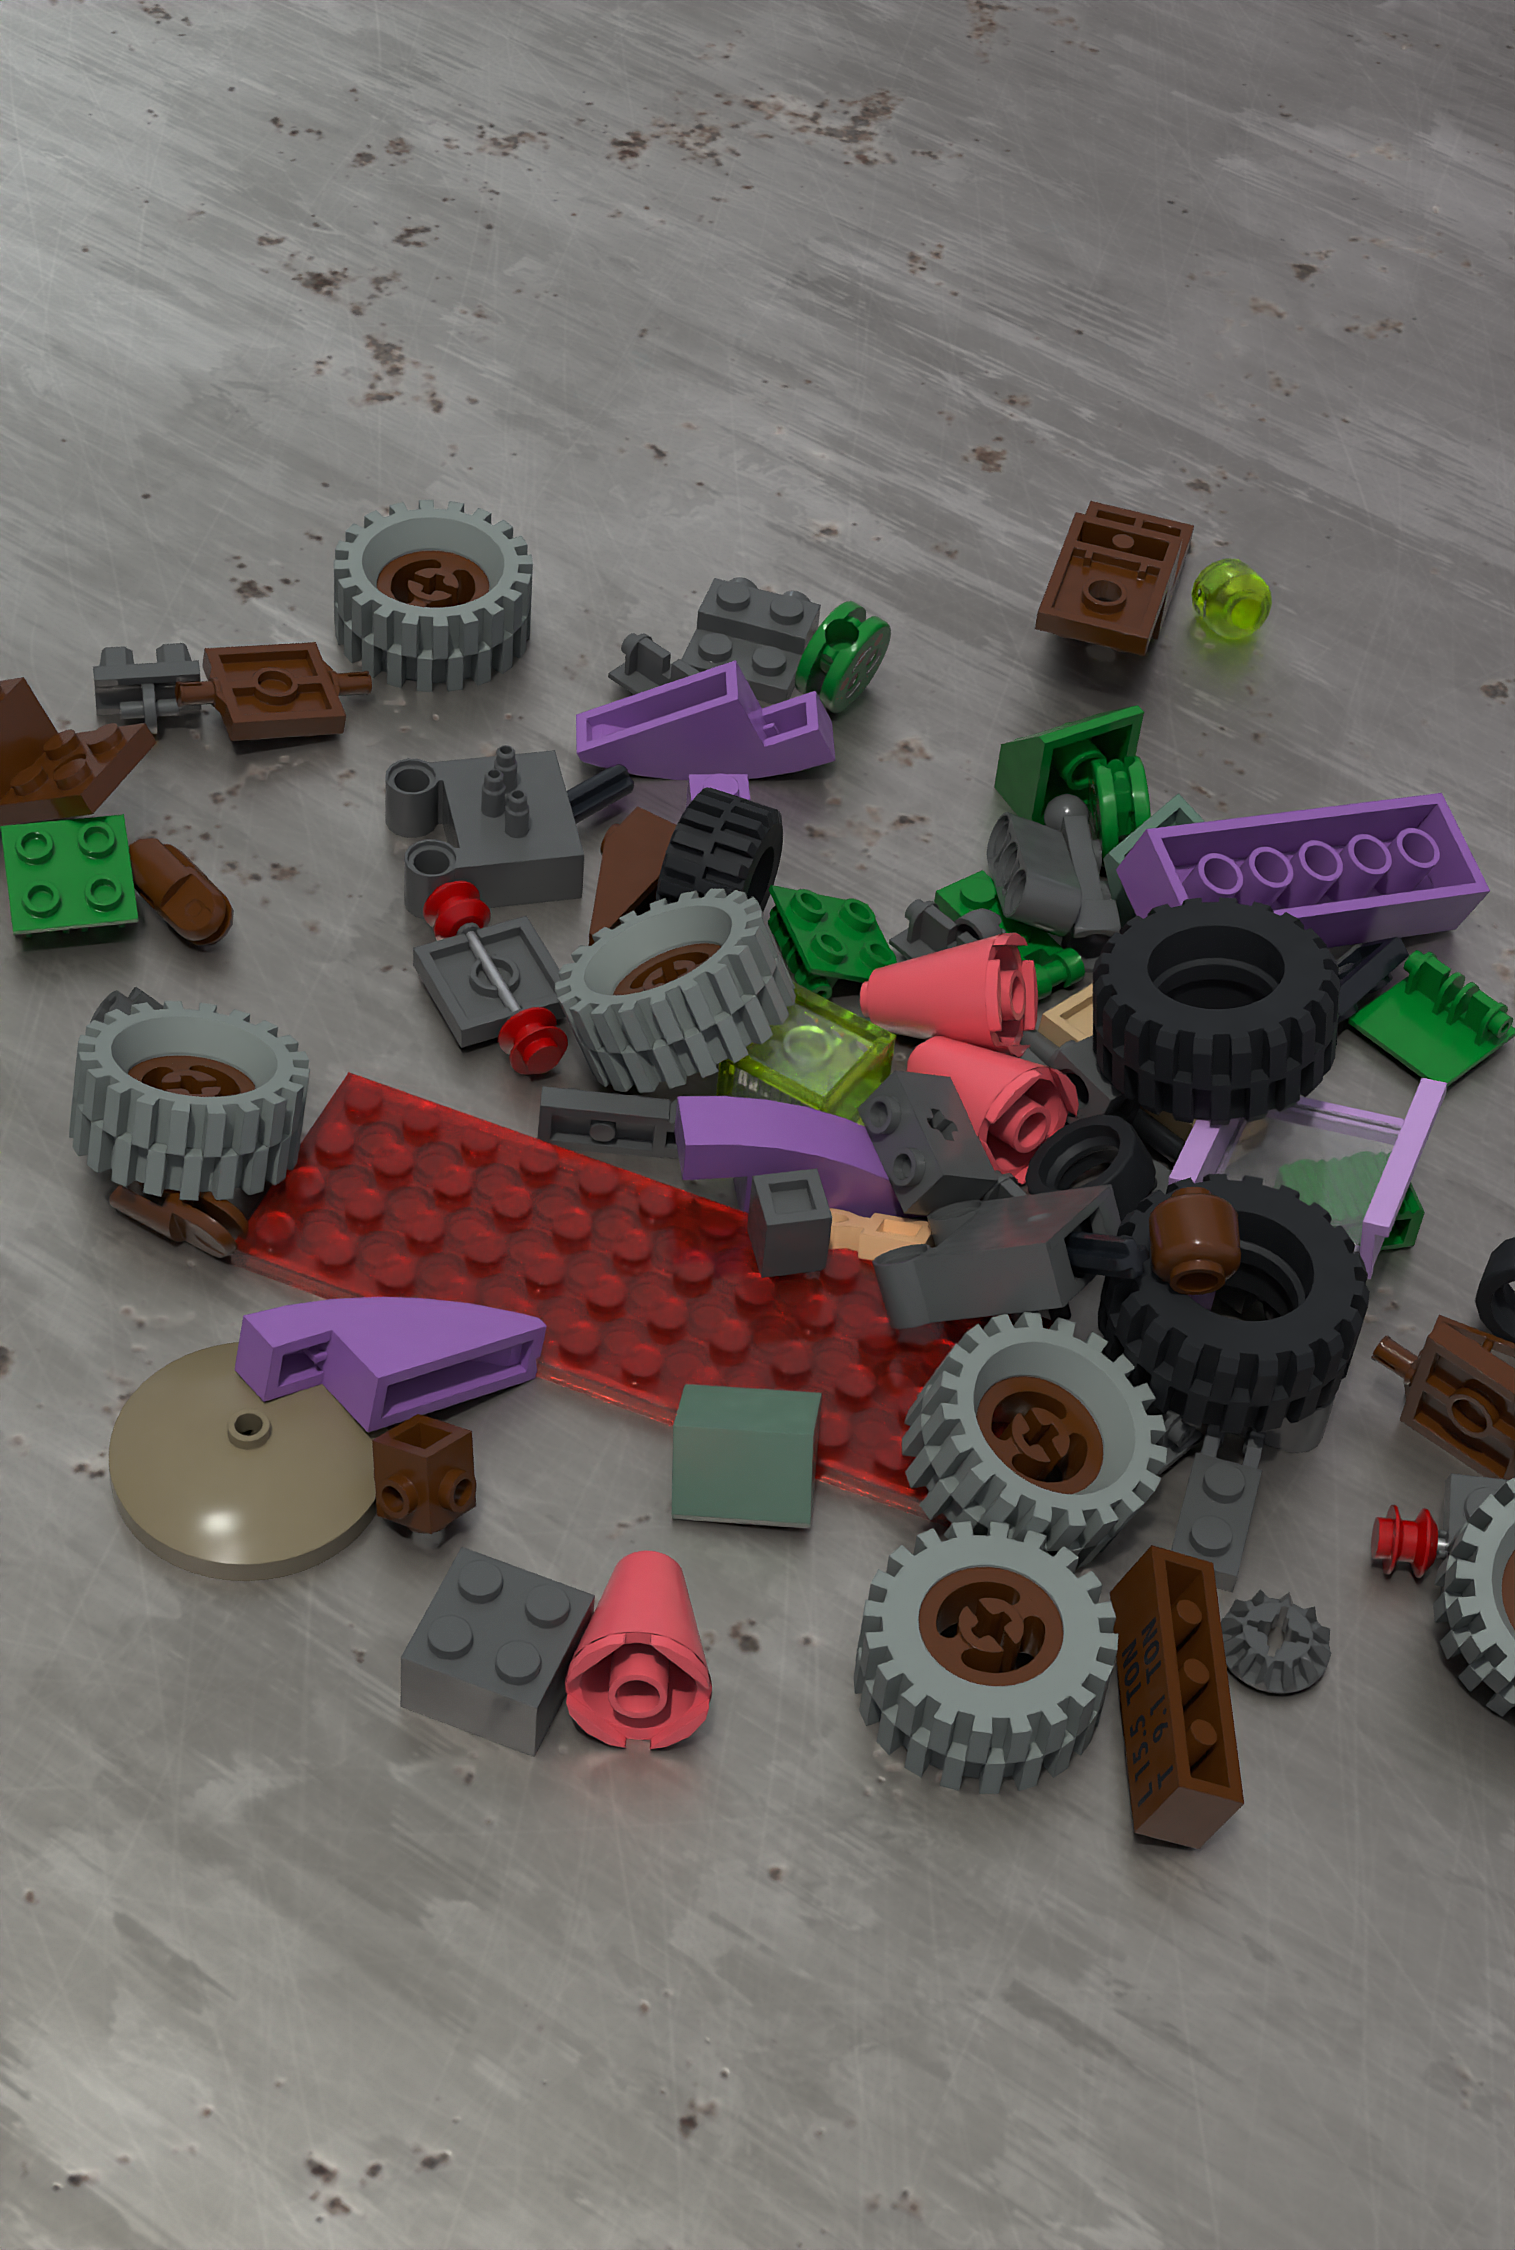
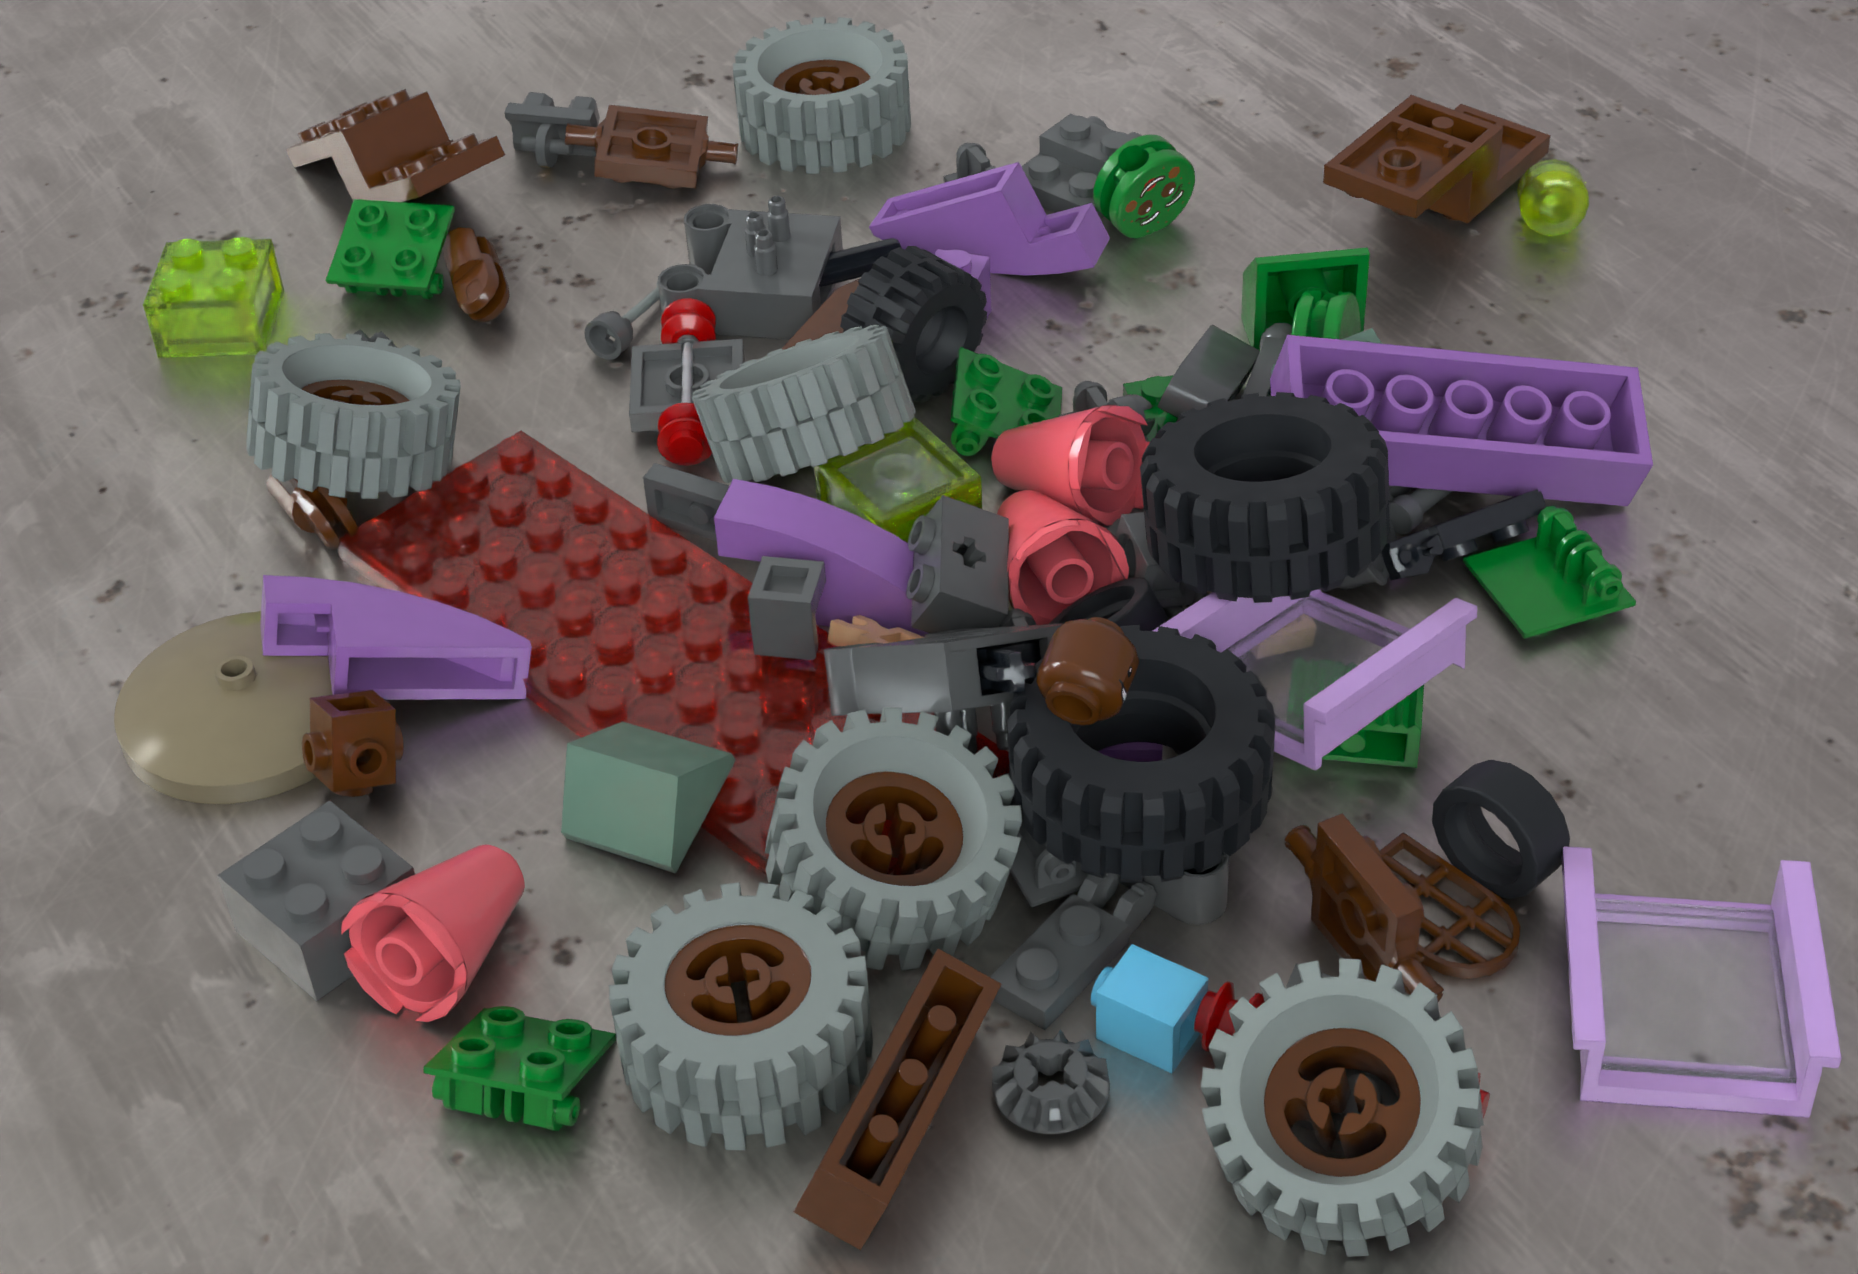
camera: 30 degrees right, 5 degrees down
(371, 921) = (612, 324): none -> dark grey hinge
(792, 1757) = (517, 1066): none -> green hinge
(1328, 1547) = (1148, 1007): none -> medium azure brick

